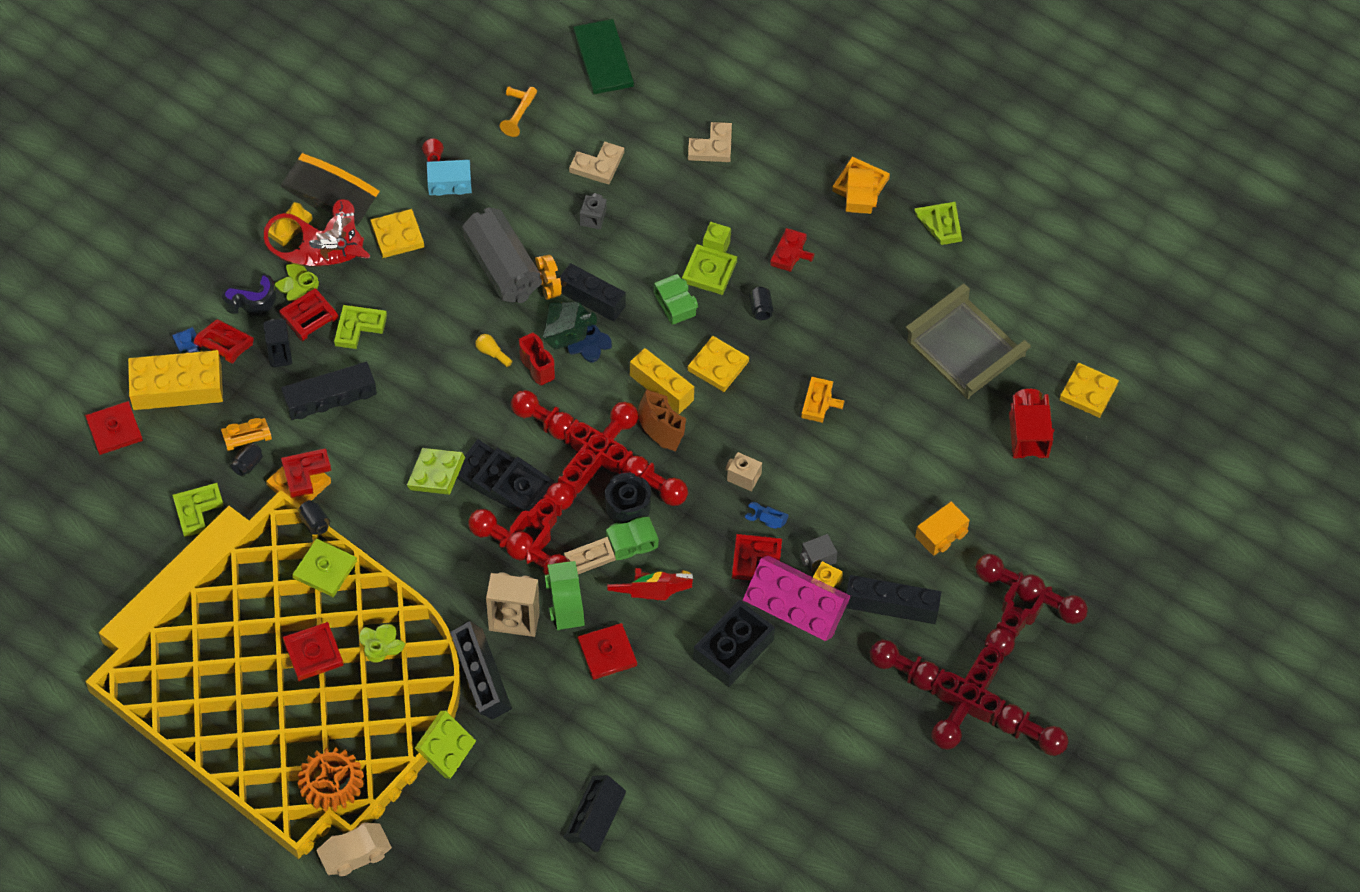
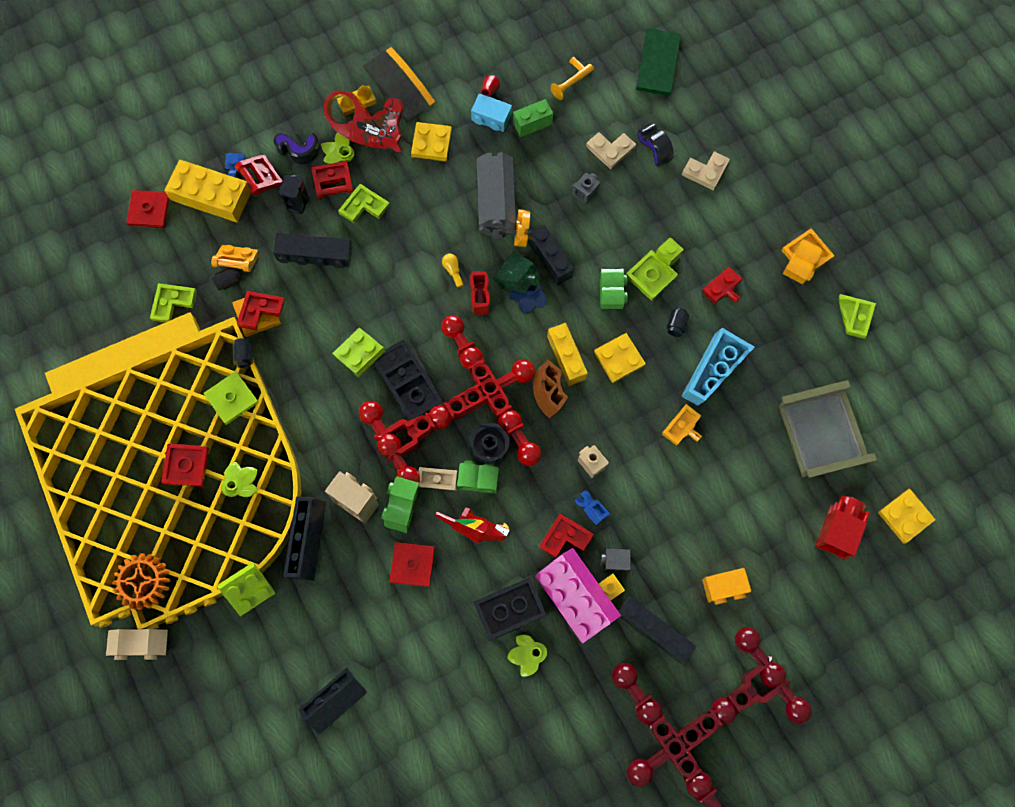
camera: 25 degrees right, 15 degrees up
(498, 165) = (532, 118): none -> bright green brick
(646, 134) = (658, 142): none -> black animal
(772, 684) = (524, 654): none -> lime plate
(823, 321) = (716, 364): none -> medium azure wedge

